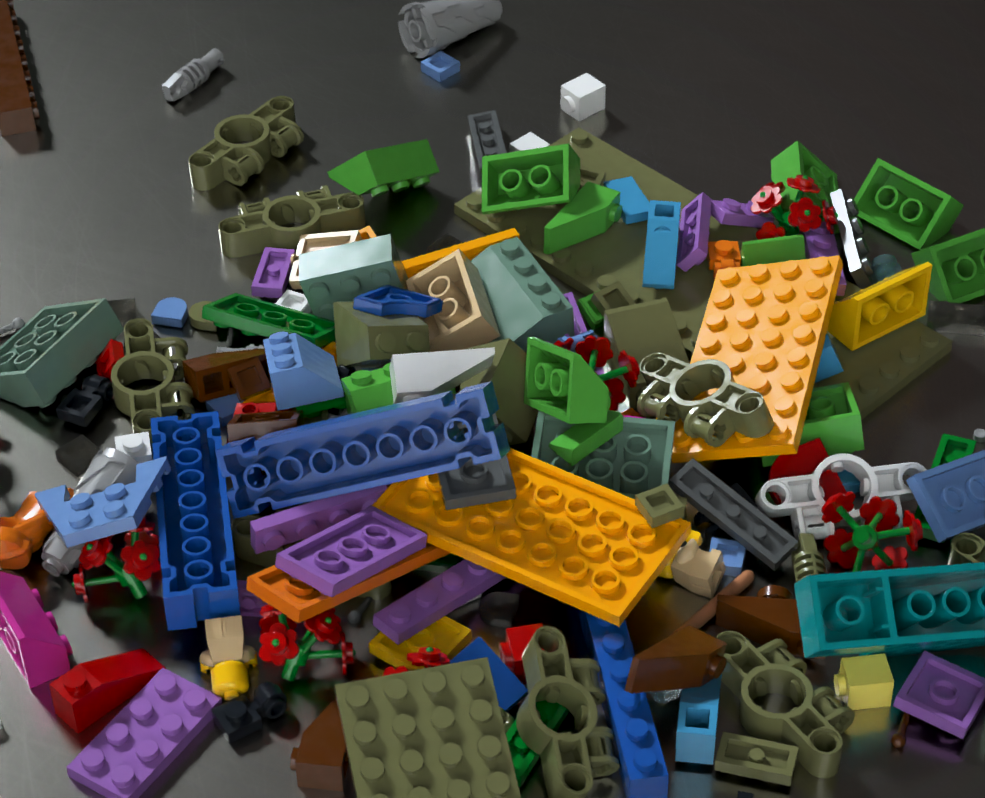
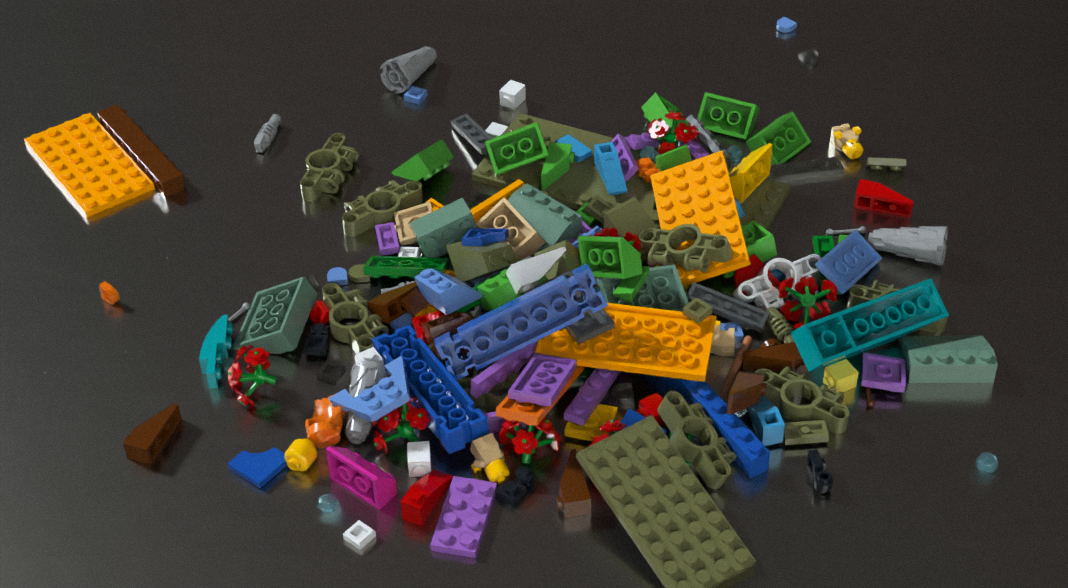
camera: 20 degrees left, 0 degrees up
(125, 624) = (419, 458): none -> white brick
(741, 232) = (648, 151): none -> clear light blue plate

